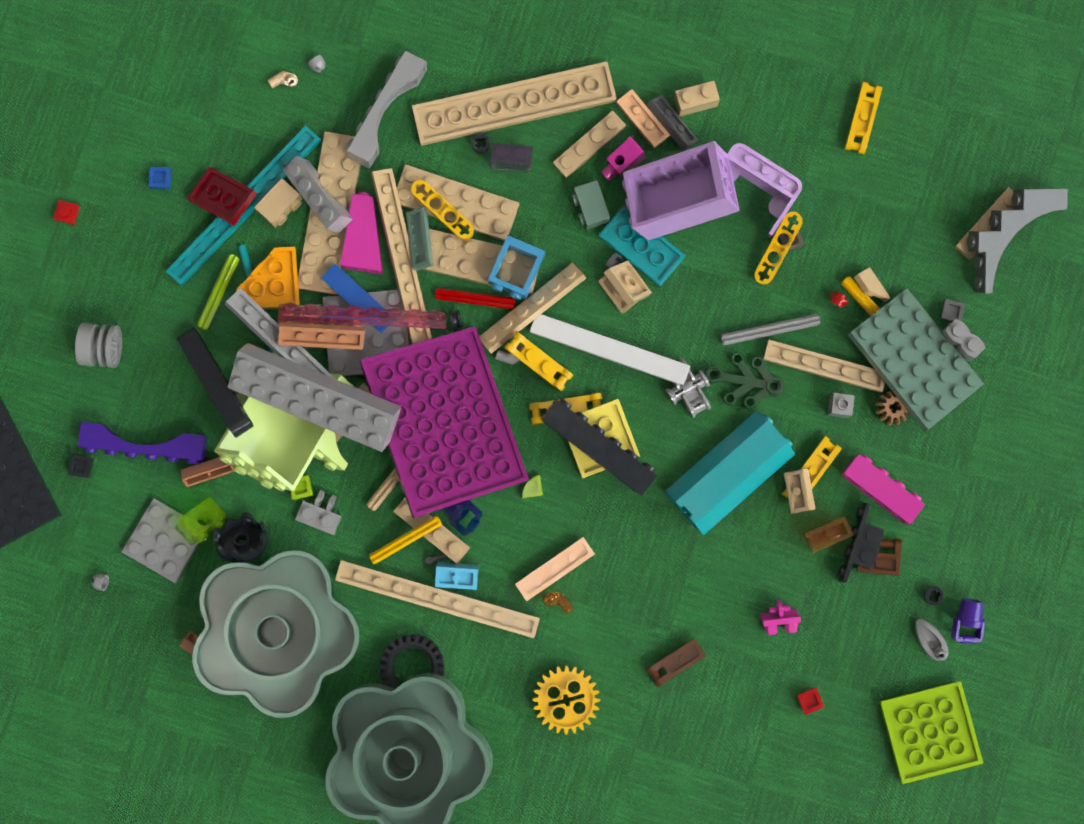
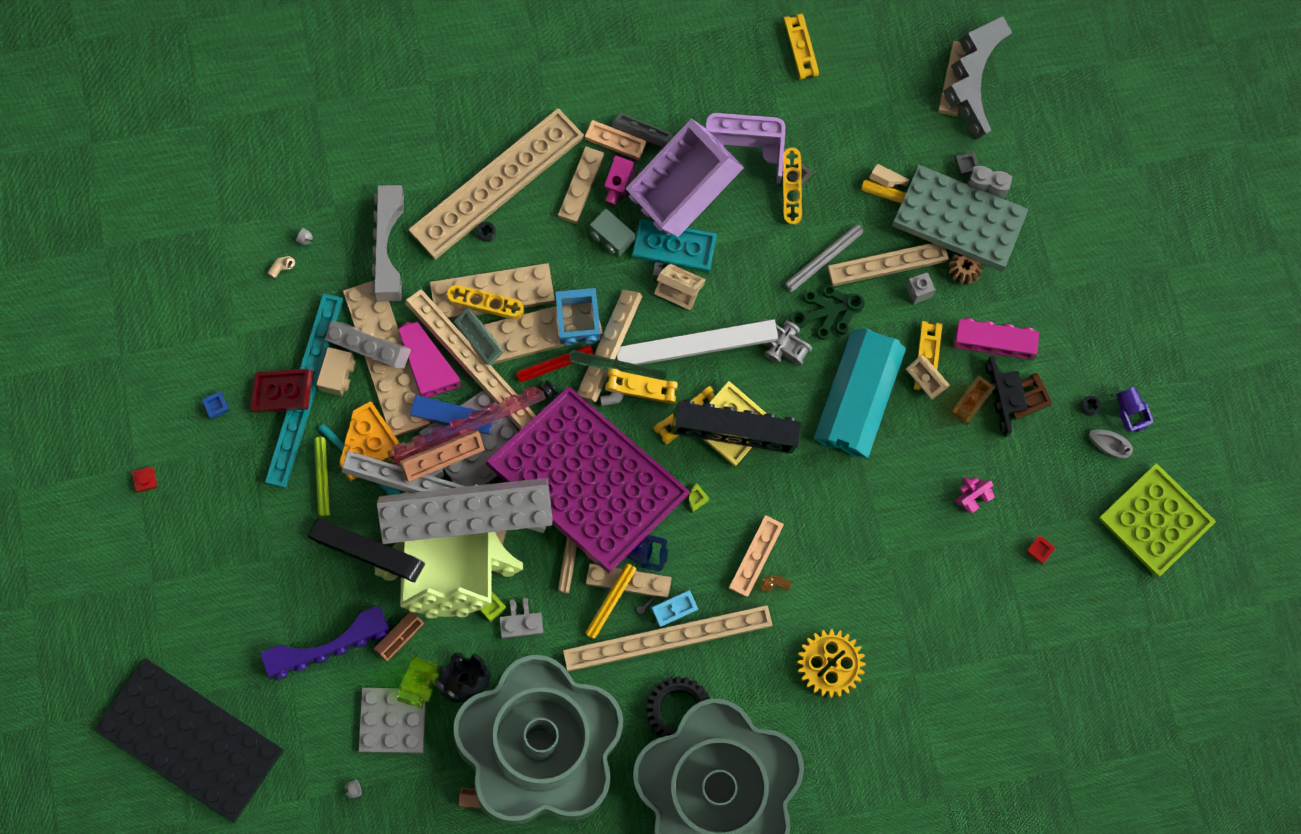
camera: 30 degrees left, 10 degrees down
(81, 466) = (279, 695): black plate -> none
(98, 345) = (240, 576): light grey wheel -> none
(511, 157) = (520, 228): clear purple brick -> none
(526, 331) = (607, 363): none -> clear green axle
(676, 662) = (907, 579): reddish brown plate -> none
(696, 98) = (652, 100): tan brick -> none
(838, 299) = (867, 203): red plate -> none

